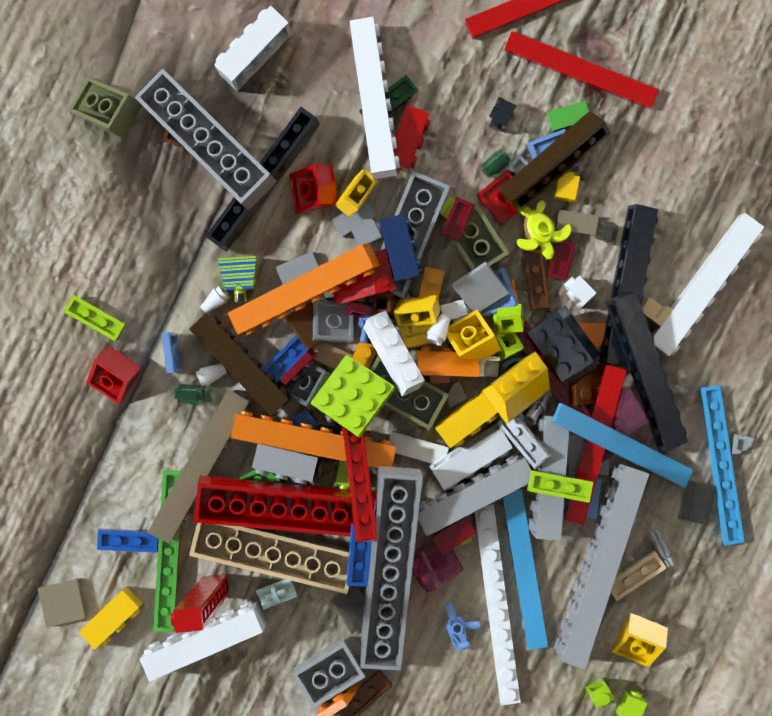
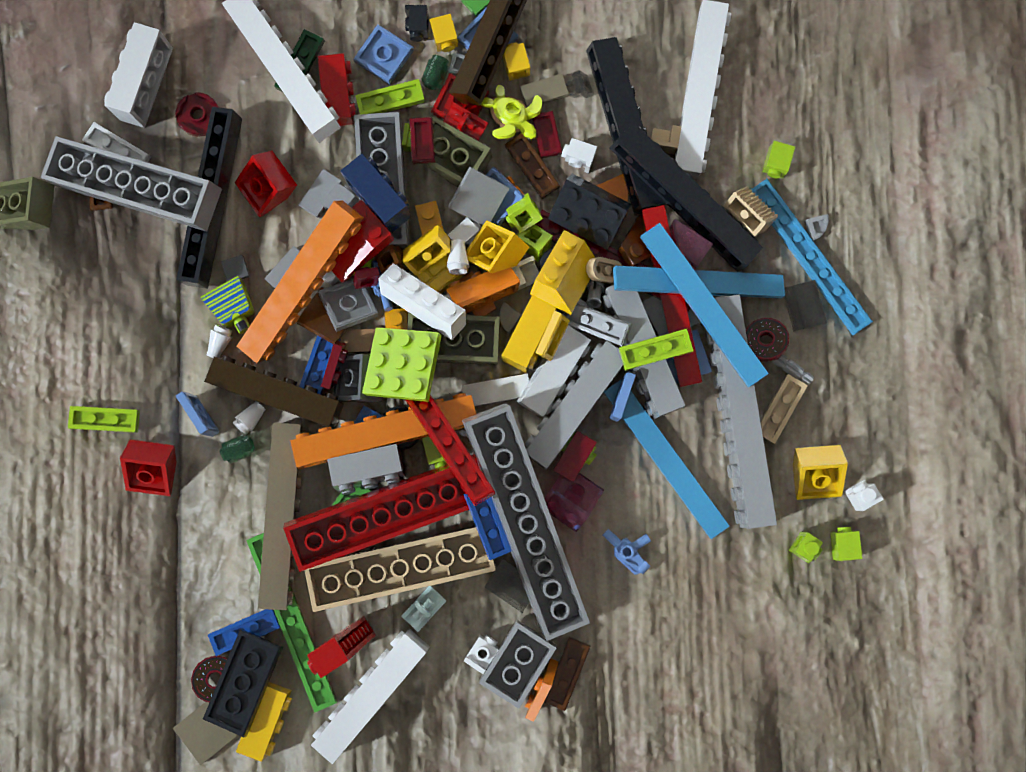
camera: 20 degrees left, 5 degrees down
(76, 572) = (201, 675): none -> tile
(108, 582) = (243, 683): none -> black tile
(206, 96) = (108, 141): none -> white tile
(256, 246) = (235, 267): none -> dark grey tile
(281, 91) = (188, 106): none -> dark red tile
(306, 642) = (473, 658): none -> white brick
(356, 193) = (309, 165): yellow brick -> none
(448, 167) = (390, 98): none -> lime plate
(461, 126) = (383, 54): none -> medium blue tile
(483, 432) = (552, 336): none -> yellow tile
(497, 605) = (656, 509): white plate -> none
(500, 220) = (466, 121): none -> red hips
(514, 507) = (622, 397): none -> medium blue tile
(519, 134) = (444, 33): none -> yellow brick
(550, 398) = (601, 269): none -> tan plate
(616, 468) = (704, 305): none -> dark azure tile
(664, 512) = (772, 328): none -> tile
(665, 676) = (863, 495): none -> white brick
(693, 406) = (750, 211): none -> tan brick
(737, 375) = (778, 159): none -> lime brick

